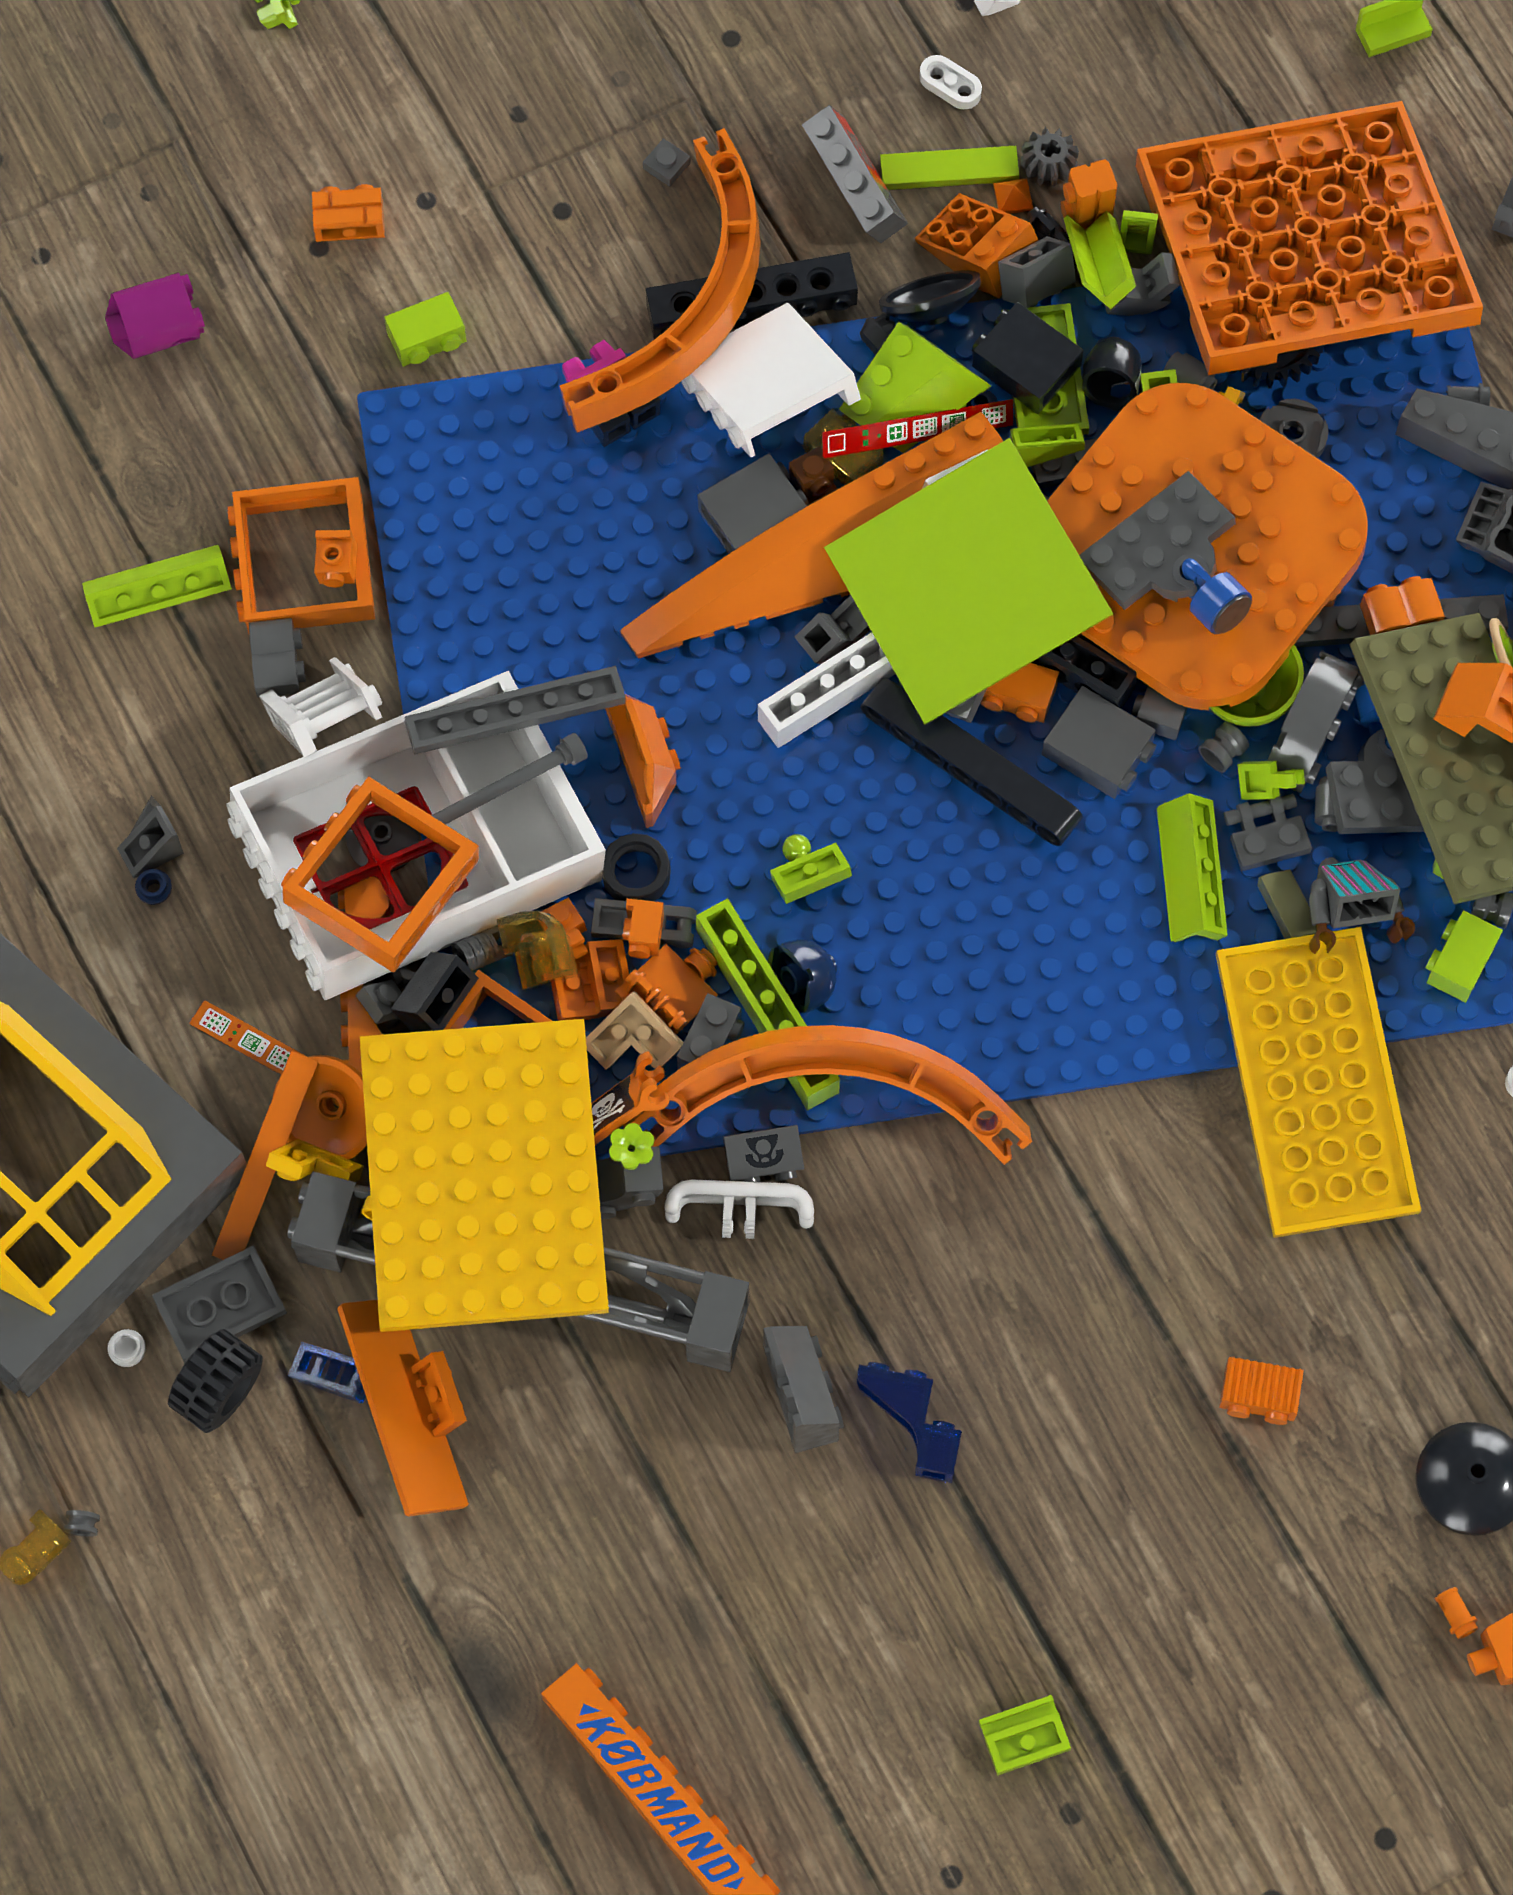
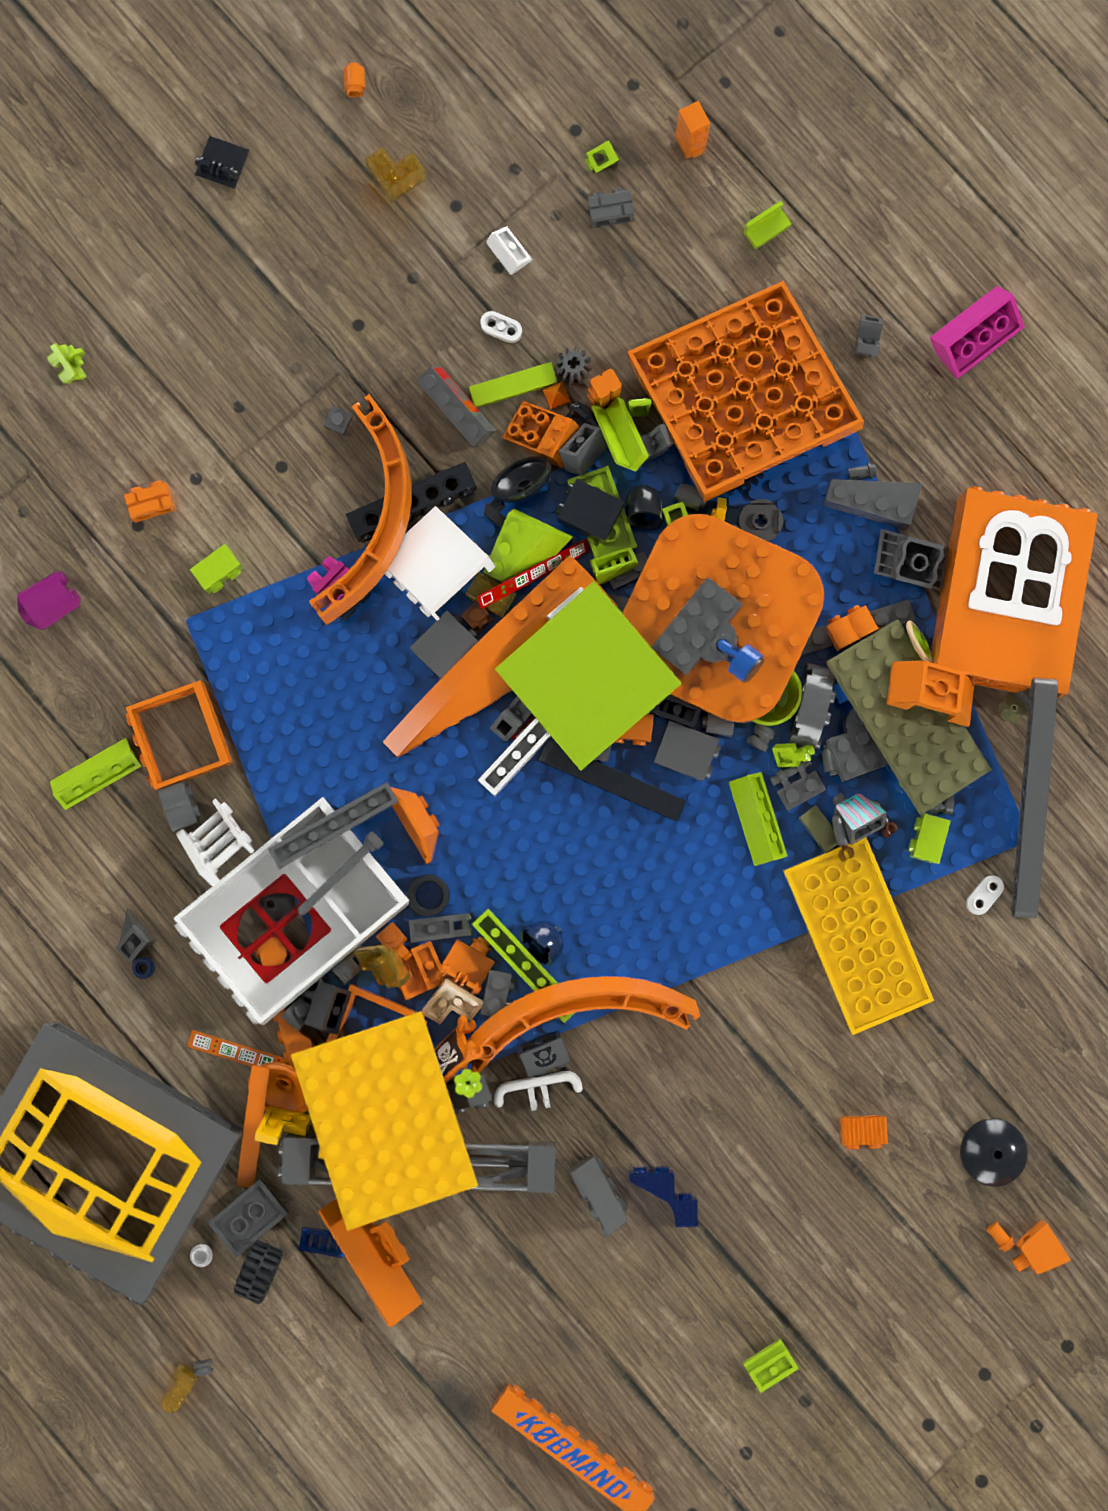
camera: 10 degrees left, 15 degrees up
(342, 547) = (204, 732): orange brick -> none
(385, 953) = (312, 970): orange window -> none
(643, 927) = (442, 937): orange brick -> none
(807, 870) = (532, 872): lime plate -> none

